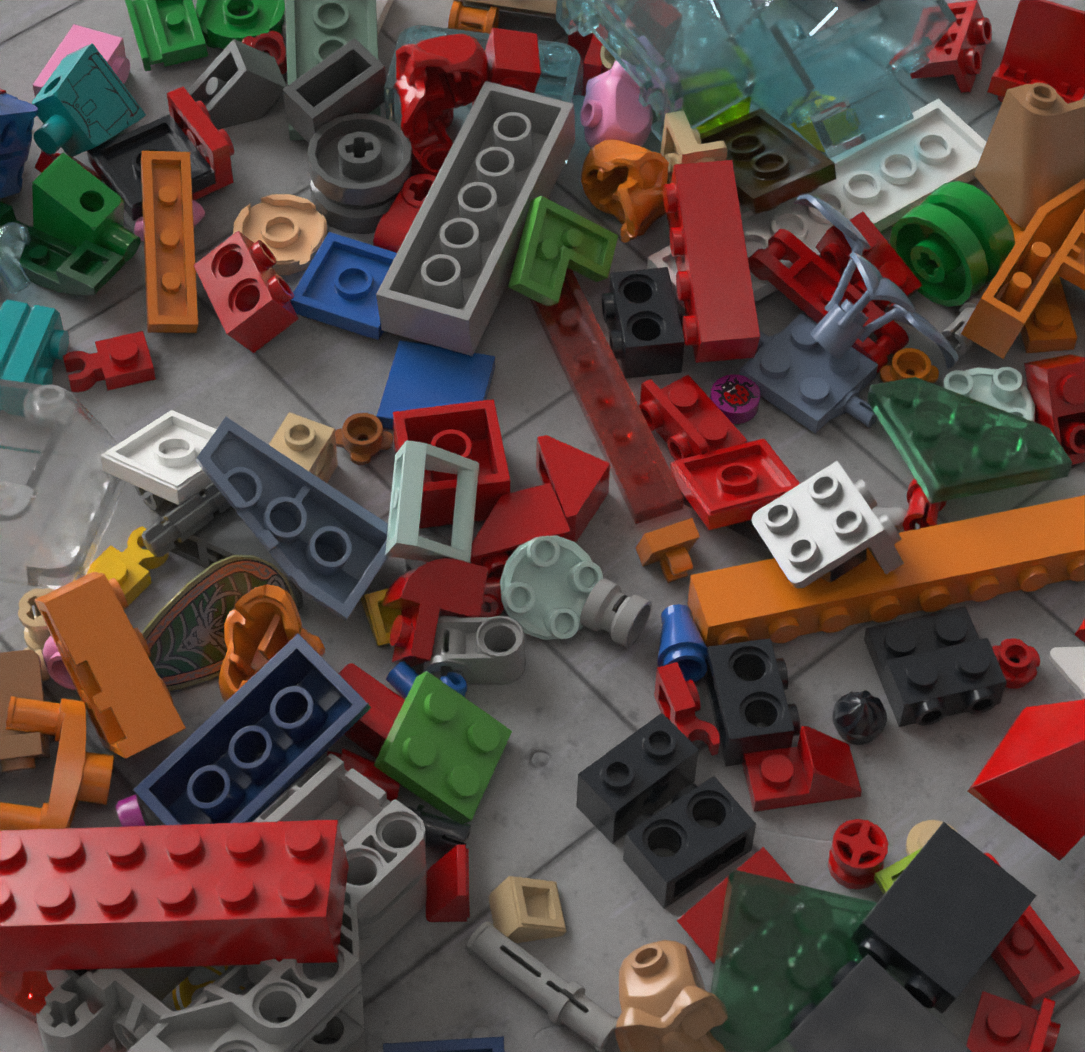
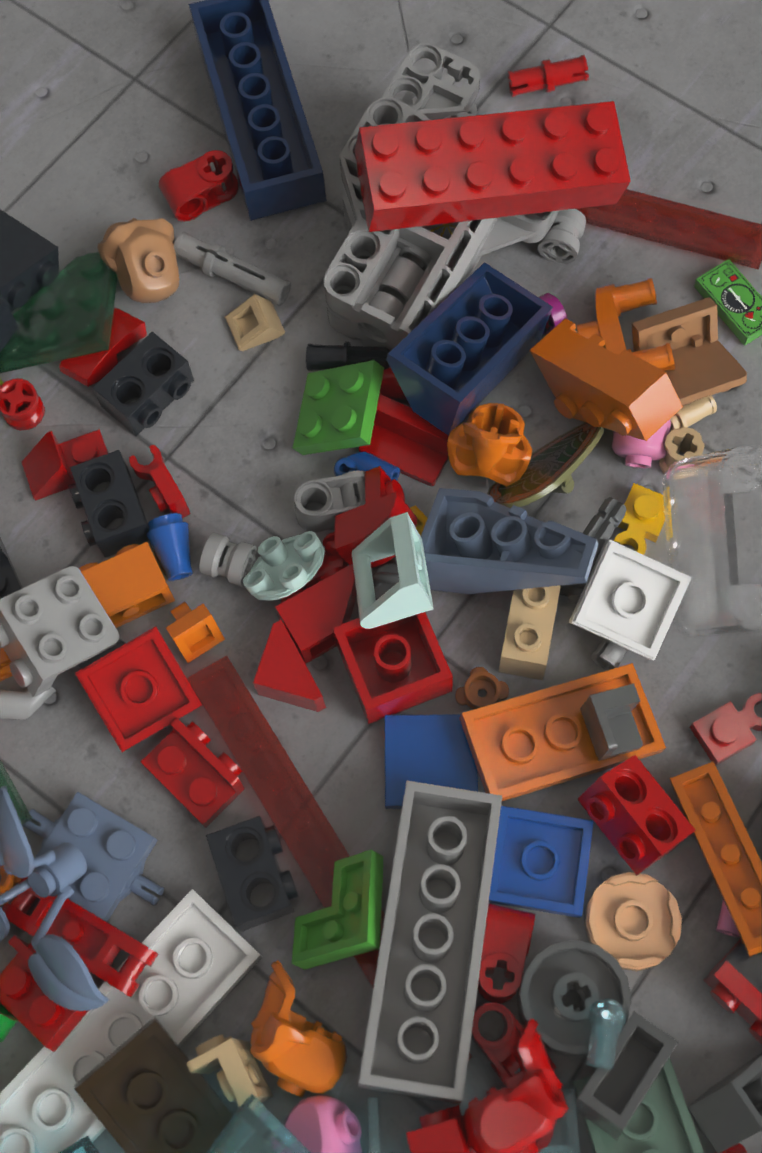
camera: 175 degrees right, 15 degrees up
(239, 361) = (611, 721): none -> dark grey panel
(295, 372) = (543, 736): none -> orange plate
(336, 114) = (607, 1023): none -> clear light blue arm
(449, 887) = (312, 321): red slope -> none
(636, 777) = (189, 419): black brick -> none
(711, 261) = (189, 929): red wedge -> none
(736, 397) = (157, 813): magenta tile -> none
(859, 717) = (25, 516): black plate -> none

